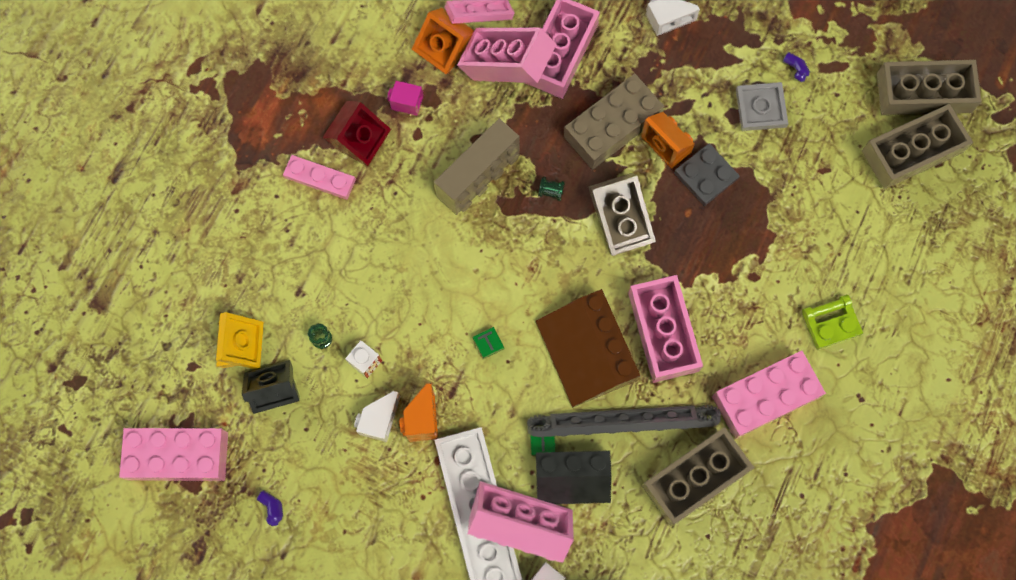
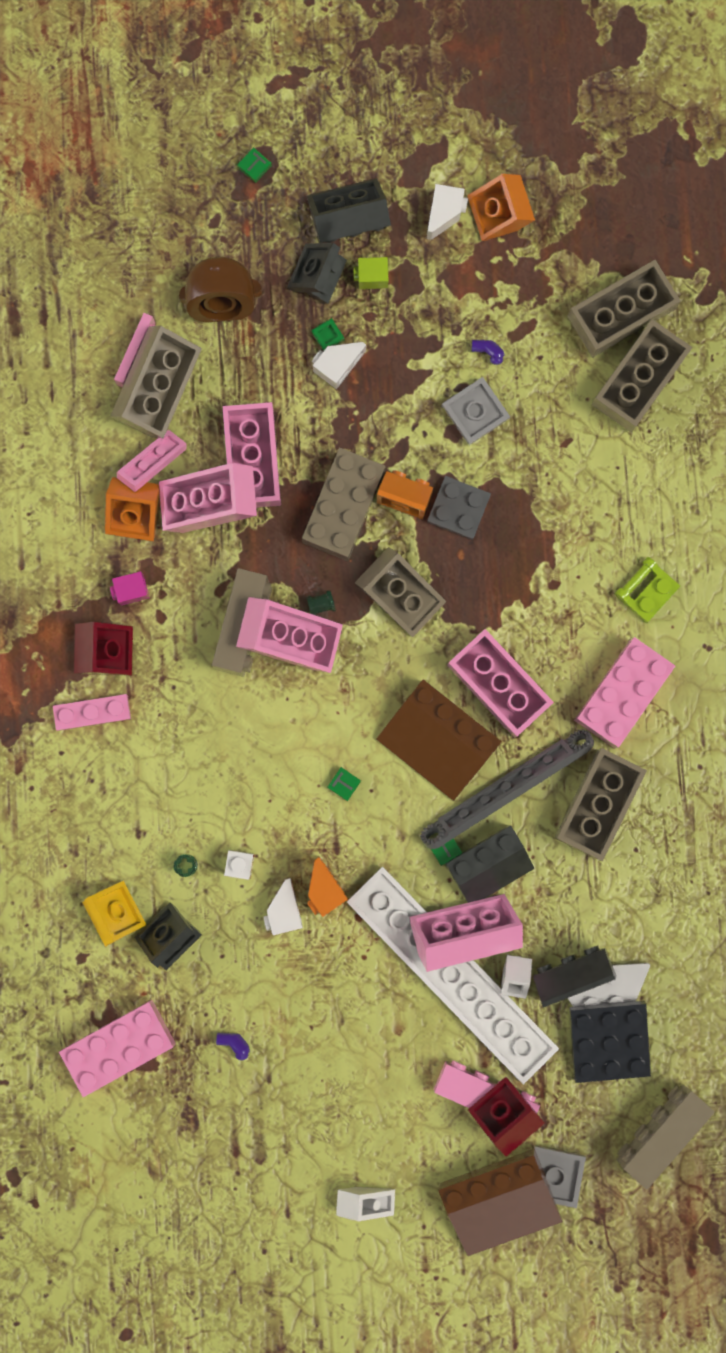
camera: 35 degrees left, 10 degrees up
(510, 192) = (289, 635): none -> bright pink brick

